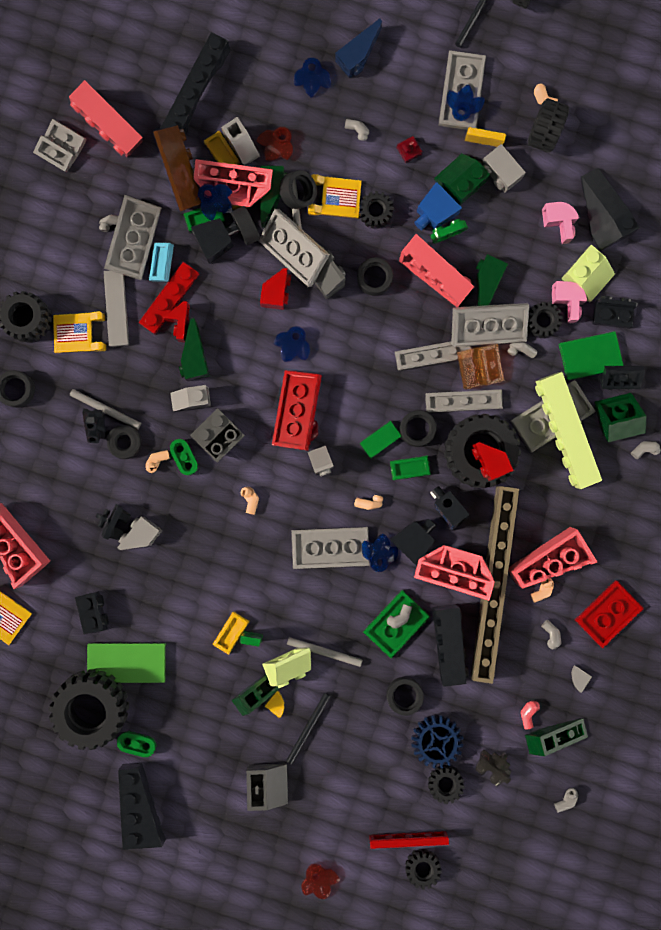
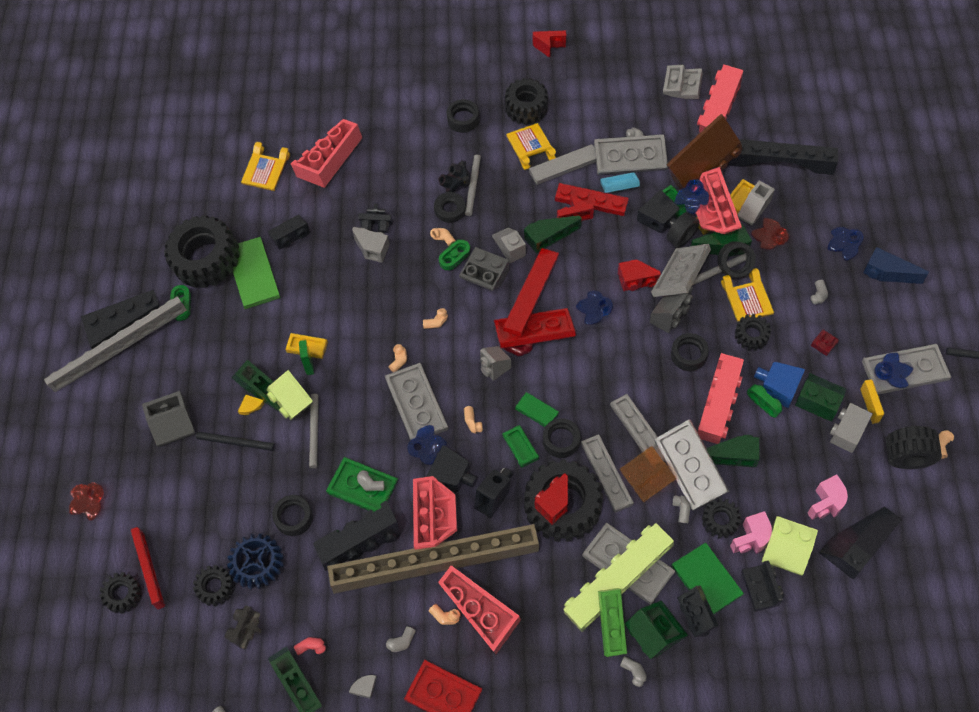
camera: 75 degrees right, 25 degrees down
(166, 826) = (115, 344): none -> light grey plate
(257, 398) = (530, 292): none -> red tile
(278, 547) = (400, 358): none -> light nougat arm
(605, 452) = (612, 622): none -> bright green tile

